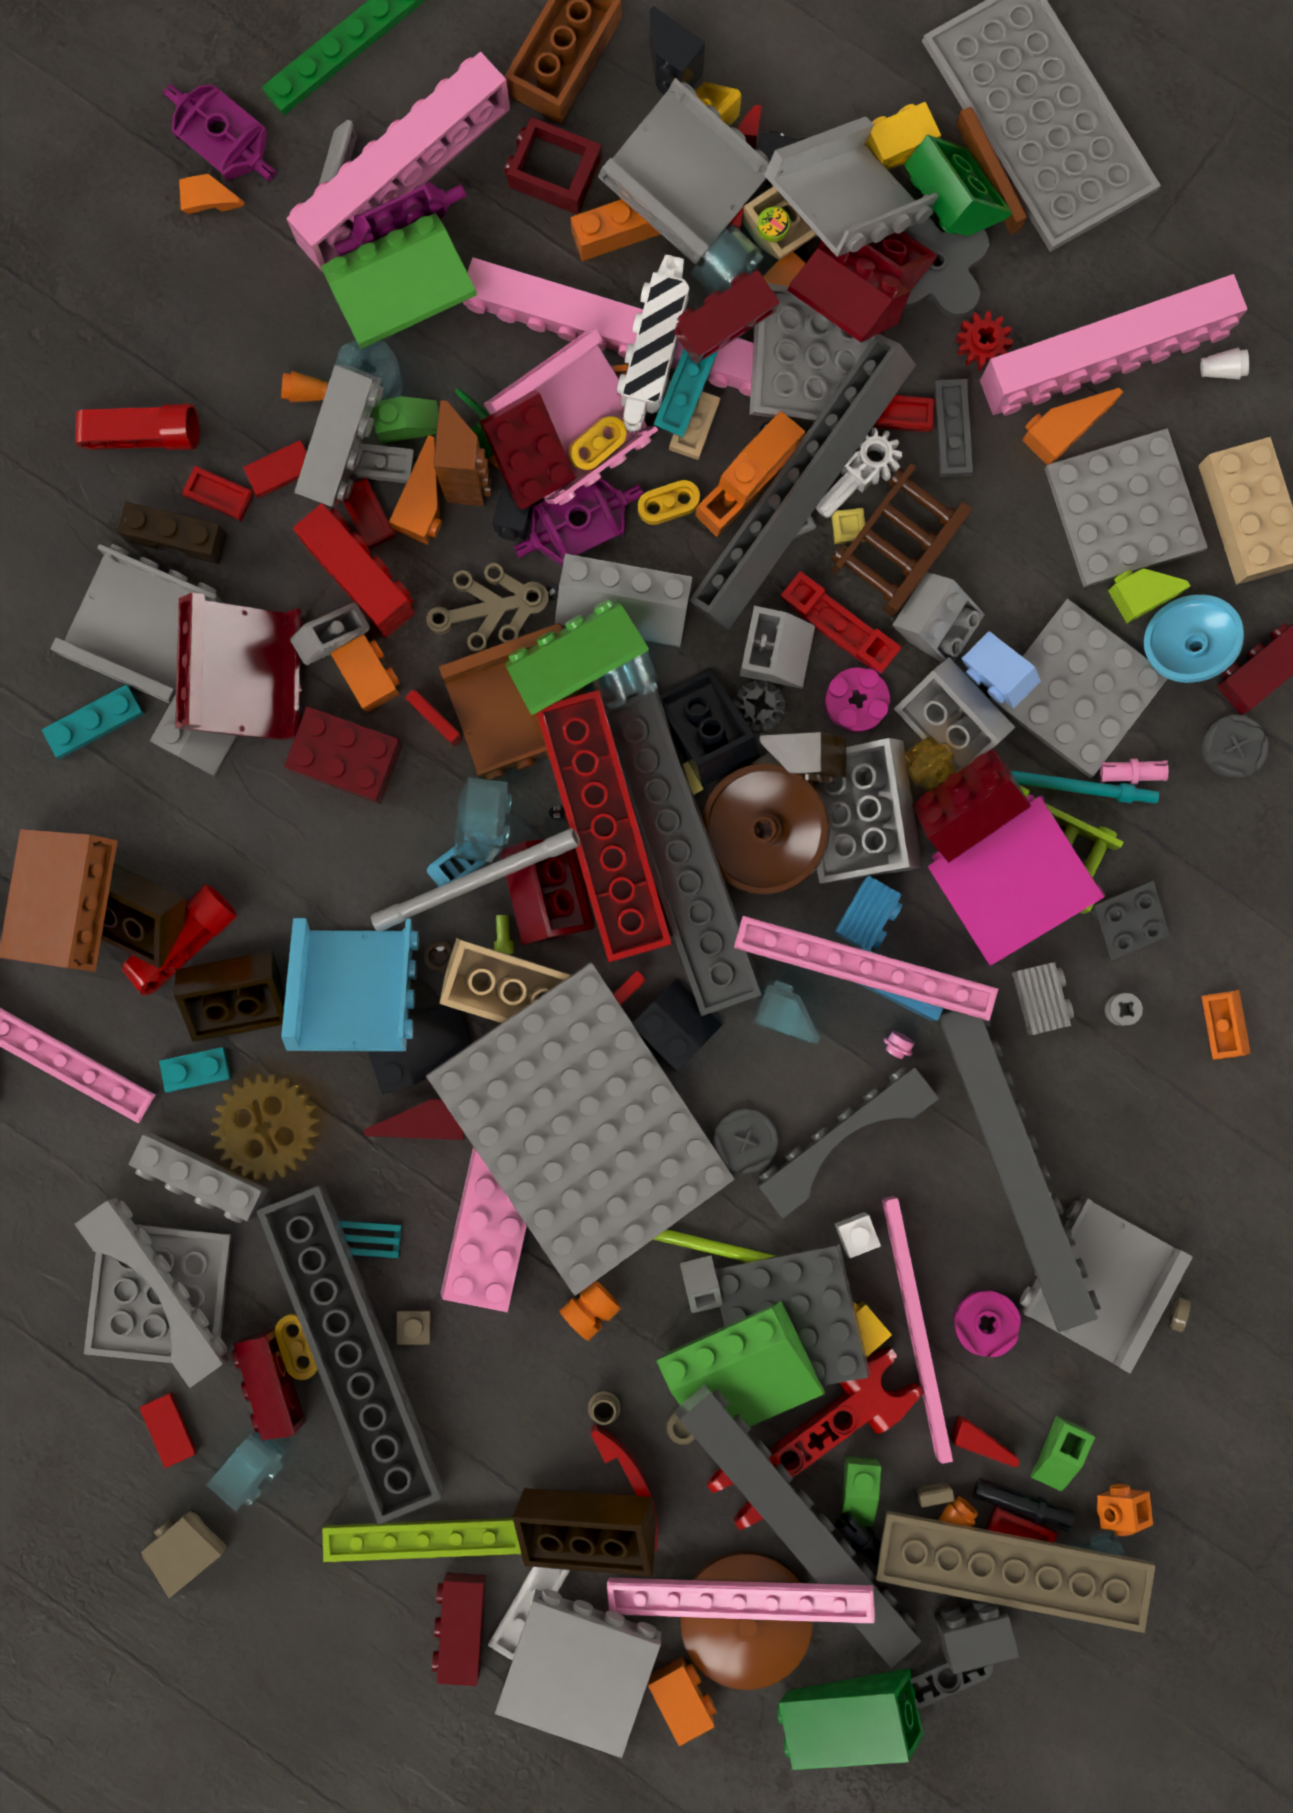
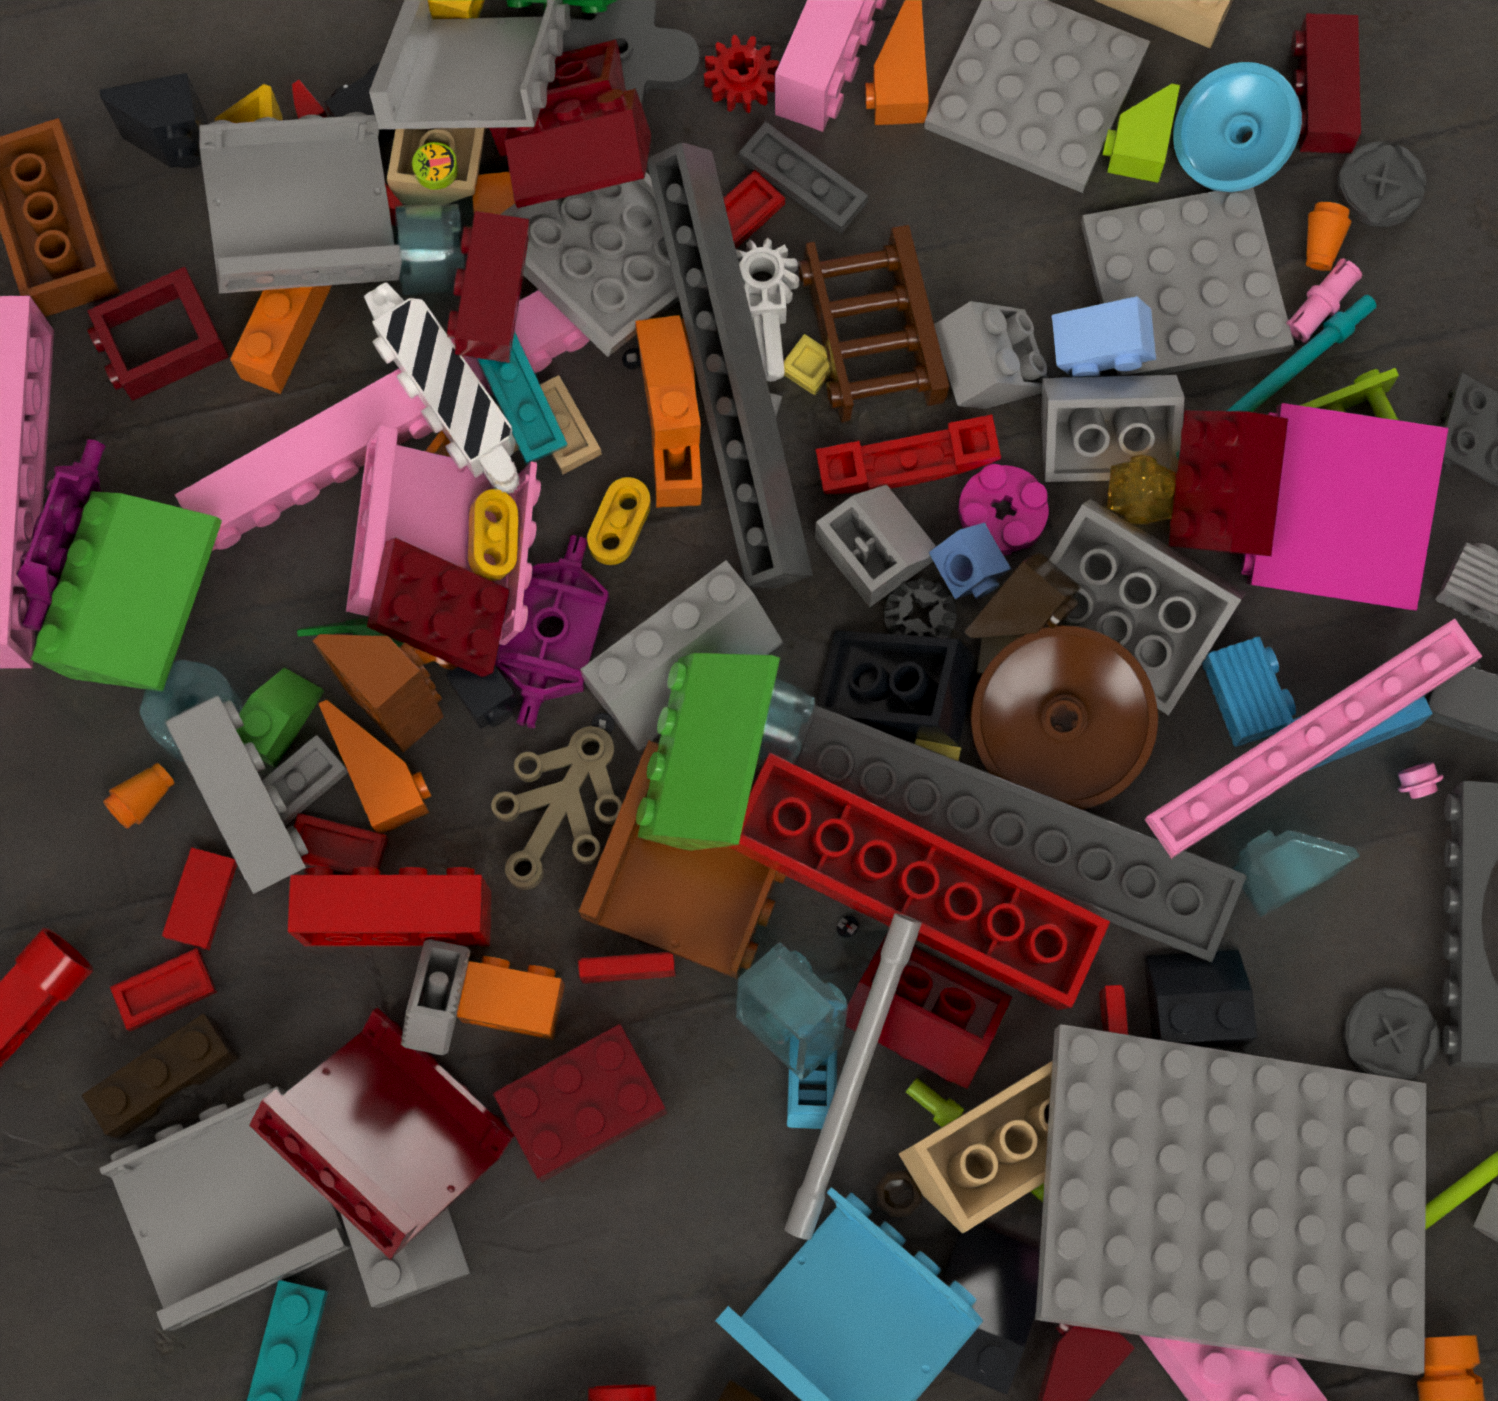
camera: 45 degrees left, 10 degrees down
(808, 706) = (970, 562): none -> medium blue brick
(1175, 740) = (1325, 234): none -> orange cone

